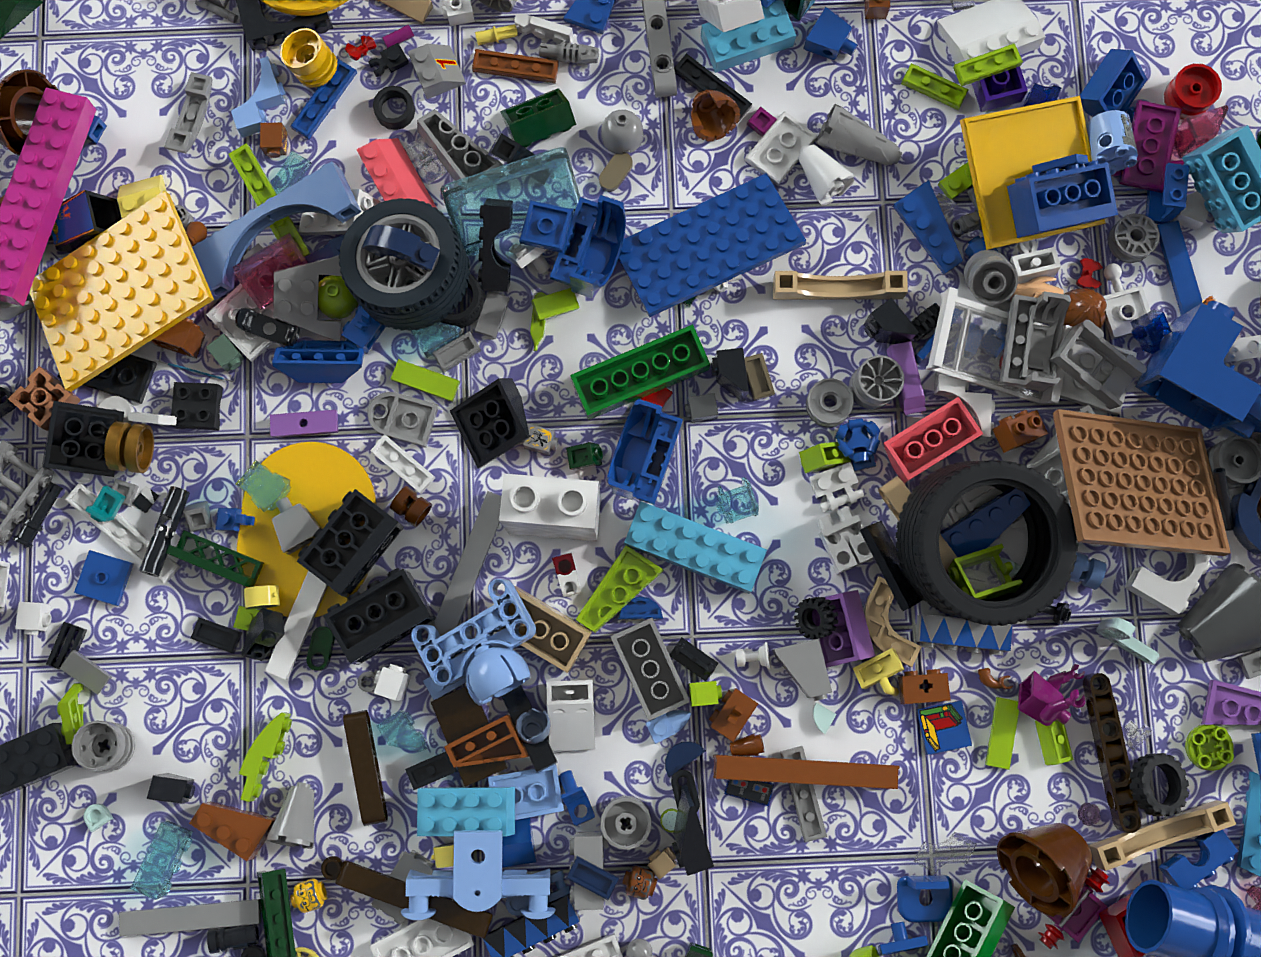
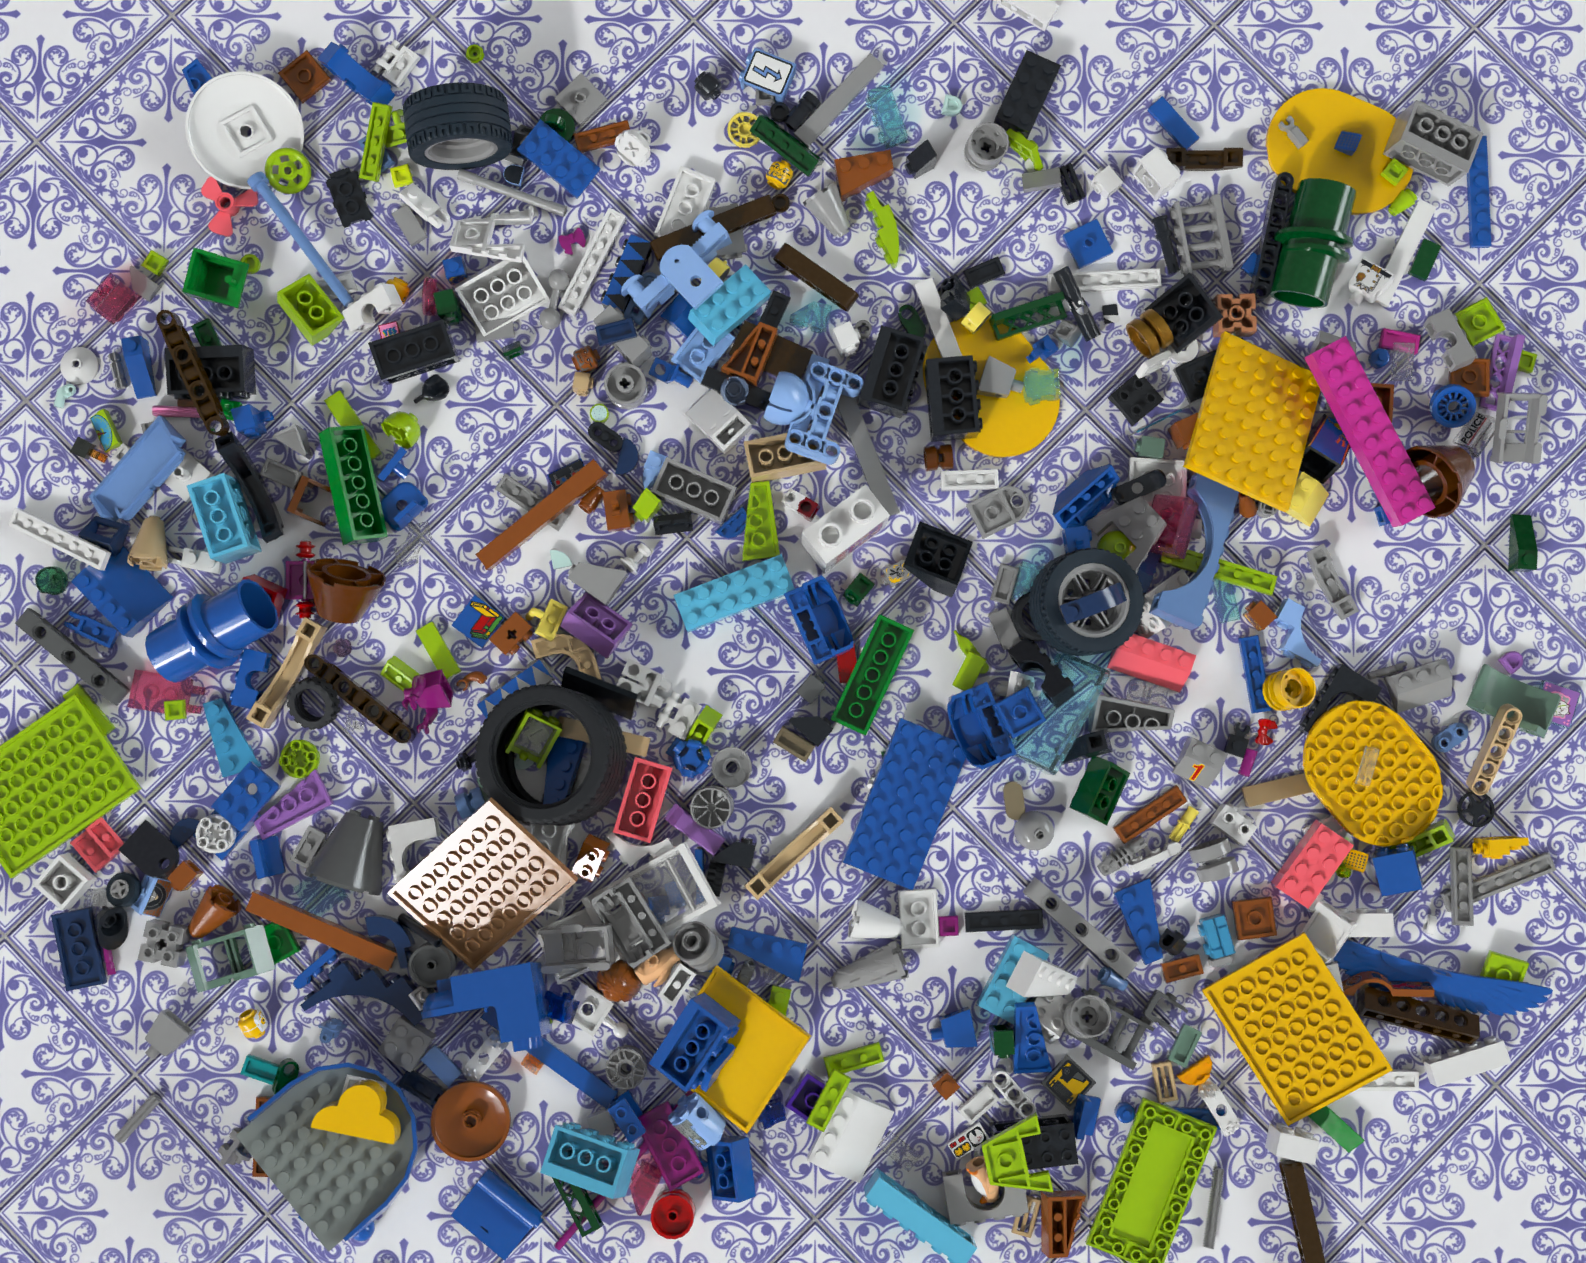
camera: 135 degrees right, 5 degrees up
(106, 505) = (1129, 286): teal bracket -> none
(127, 489) = (1128, 305): light grey tile -> none
(291, 423) = (1064, 441): medium lavender tile -> none
(392, 92) = (1217, 710): black tyre -> none
(425, 380) = (1006, 547): lime tile -> none
(690, 842) = (576, 409): black slope -> none
(713, 115) = (984, 897): dark orange hair -> none
(745, 495) = (733, 635): clear light blue piece -> none
(826, 614) = (615, 624): black tyre -> none
(1086, 280) = (634, 1010): red piece -> none
(1120, 633) = (410, 778): light aqua beam -> none

